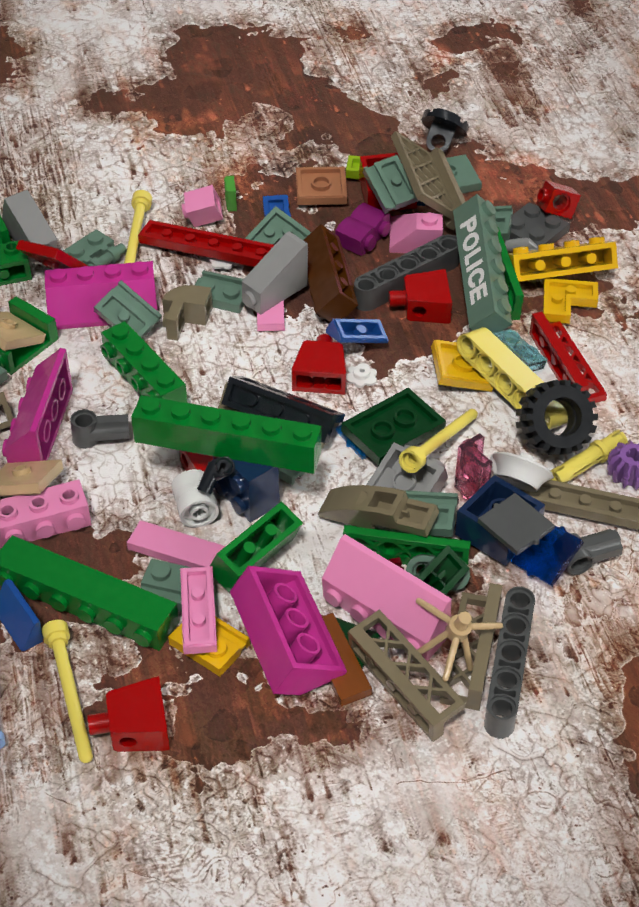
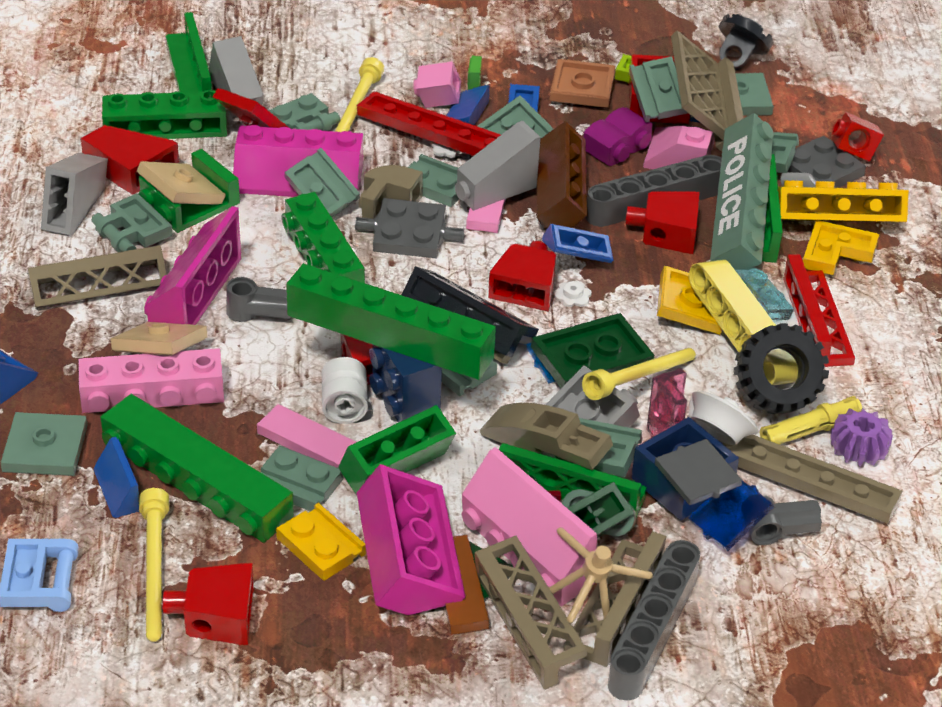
camera: 10 degrees right, 5 degrees down
(198, 610) = (315, 505): bright pink tile -> none
(210, 339) = (409, 228): none -> dark grey plate
(215, 471) = (369, 360): black arm -> none
(233, 219) = (470, 105): none -> blue slope

